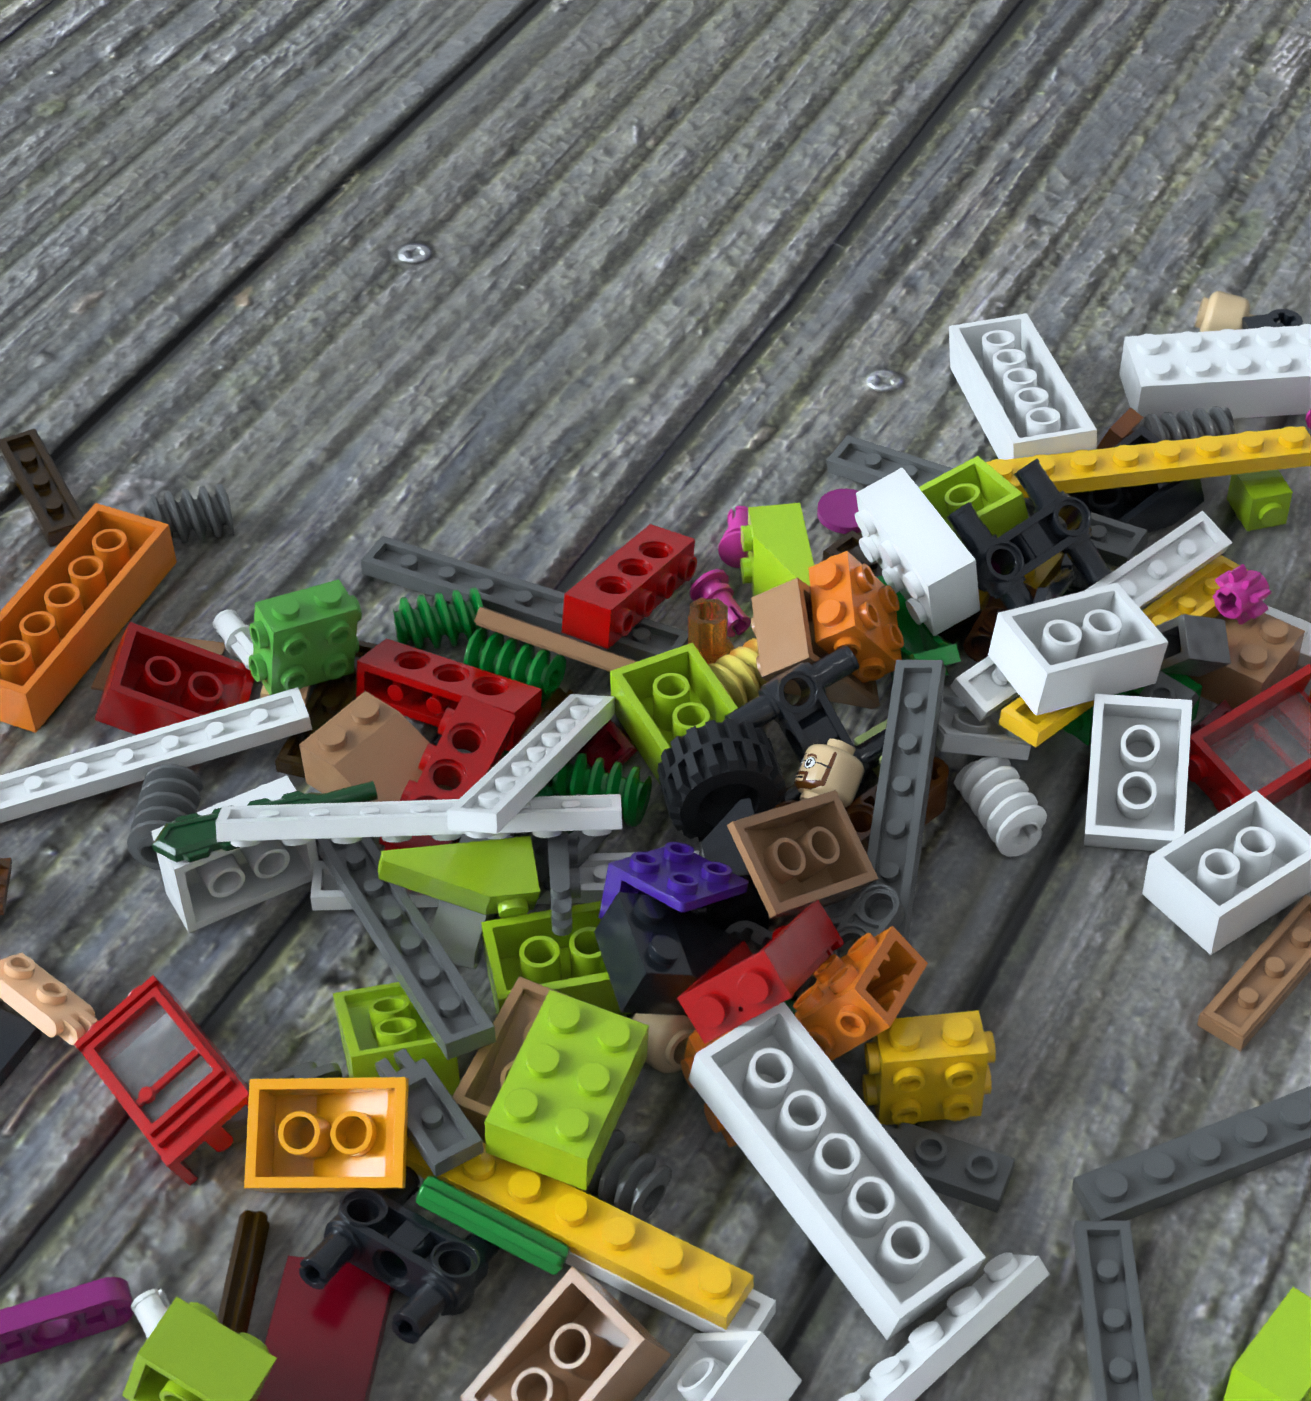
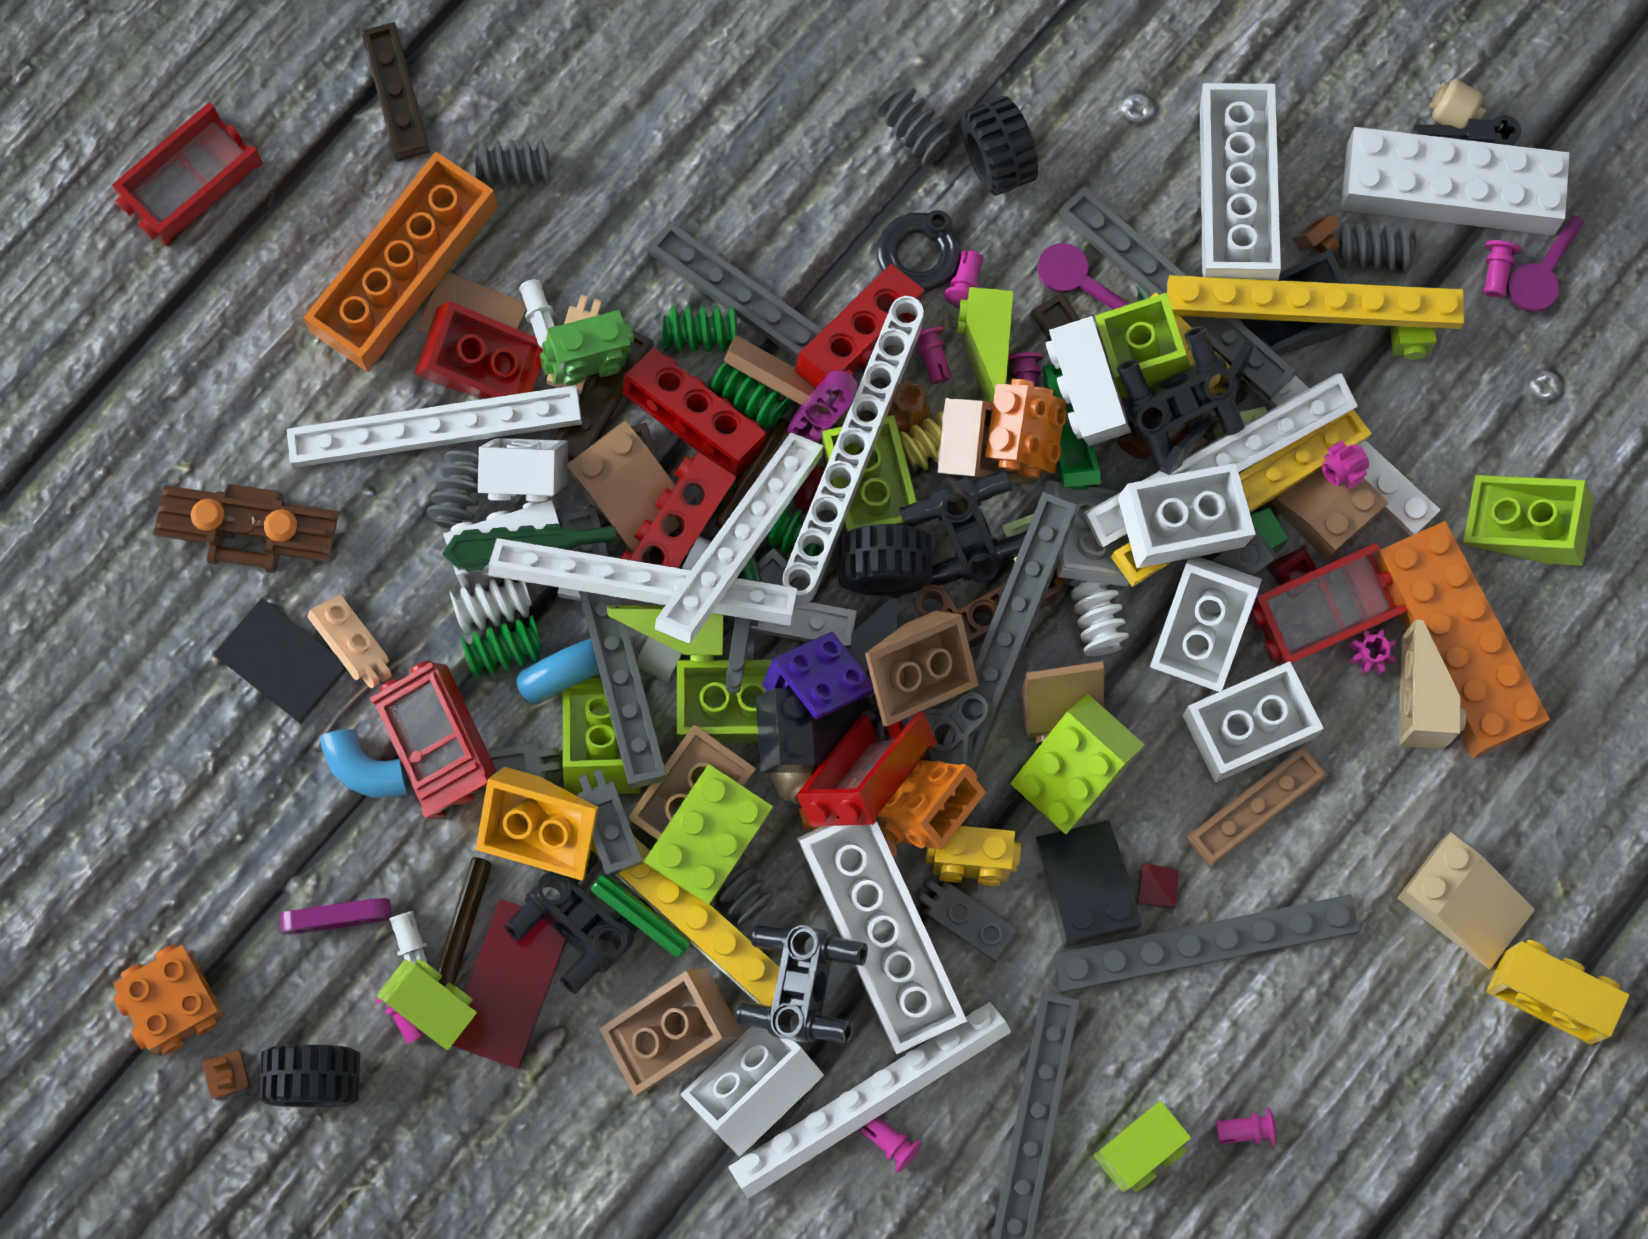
camera: 10 degrees right, 30 degrees up
(71, 1139) = (360, 771): none -> dark azure cylinder
(226, 920) = (491, 604): none -> white piece
(241, 748) = (522, 467): none -> white brick
(247, 966) = (502, 648): none -> green piece
(328, 974) = (558, 672): none -> dark azure cylinder
(605, 615) = (823, 396): none -> magenta beam
(644, 417) = (916, 126): none -> dark grey piece
(653, 673) = (858, 432): none -> white beam
(690, 502) = (921, 223): none -> black piece
(741, 1245) = (802, 983): none -> black piece
(744, 406) = (999, 145): none -> black tyre
(829, 769) = (967, 578): tan head -> none
(989, 877) = (1053, 692): none -> medium nougat slope
(1031, 937) = (1077, 763): none -> lime brick
(1095, 1094) = (1088, 884): none -> black slope
(1180, 1078) = (1157, 886): none -> dark red slope
(1194, 645) = (1286, 511): flat silver brick -> none

